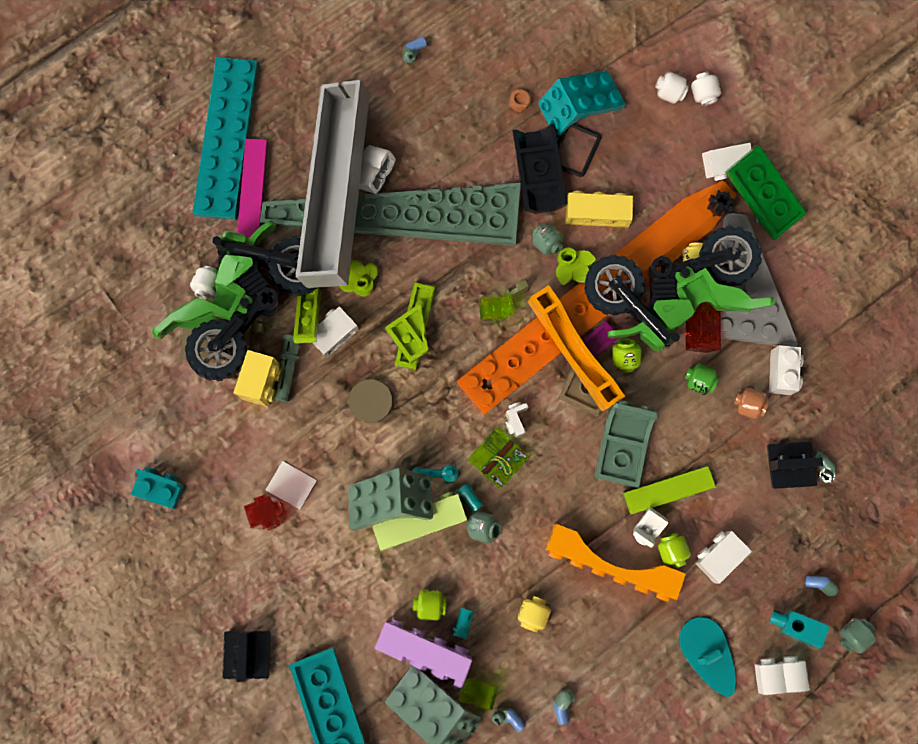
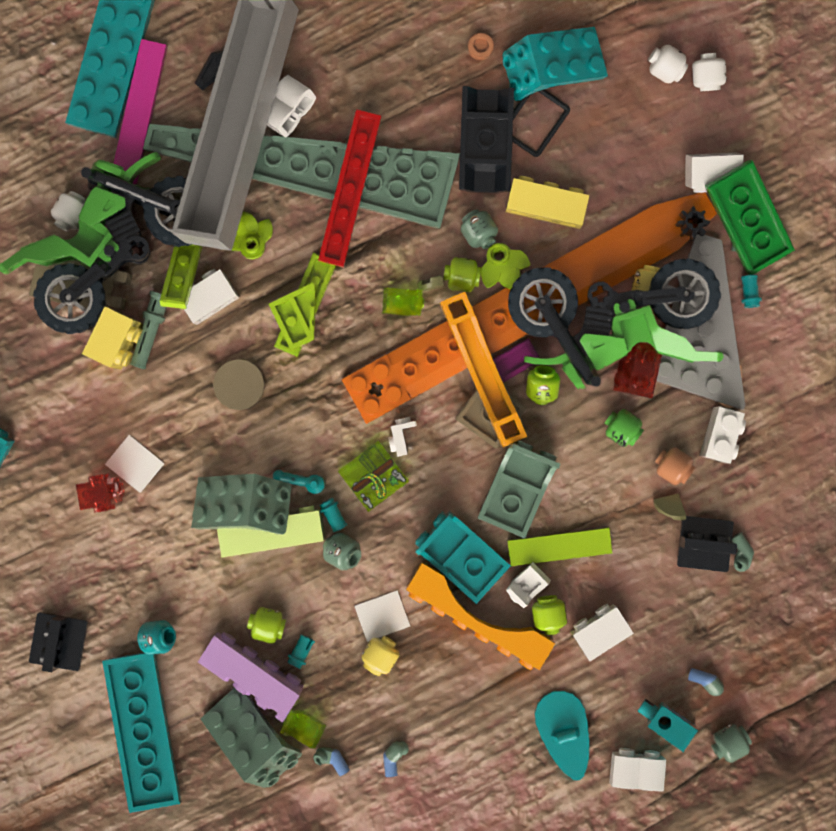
camera: 15 degrees right, 10 degrees up
(305, 154) = (209, 71): none -> black piece
(334, 633) = (156, 637): none -> teal head
(436, 224) = (350, 188): none -> red plate
(528, 579) = (382, 615): none -> white sticker
(541, 276) = (462, 274): none -> lime head
(587, 512) = (461, 556): none -> teal bracket
(756, 438) = (671, 507): none -> olive tile
(779, 251) = (750, 291): none -> teal pin

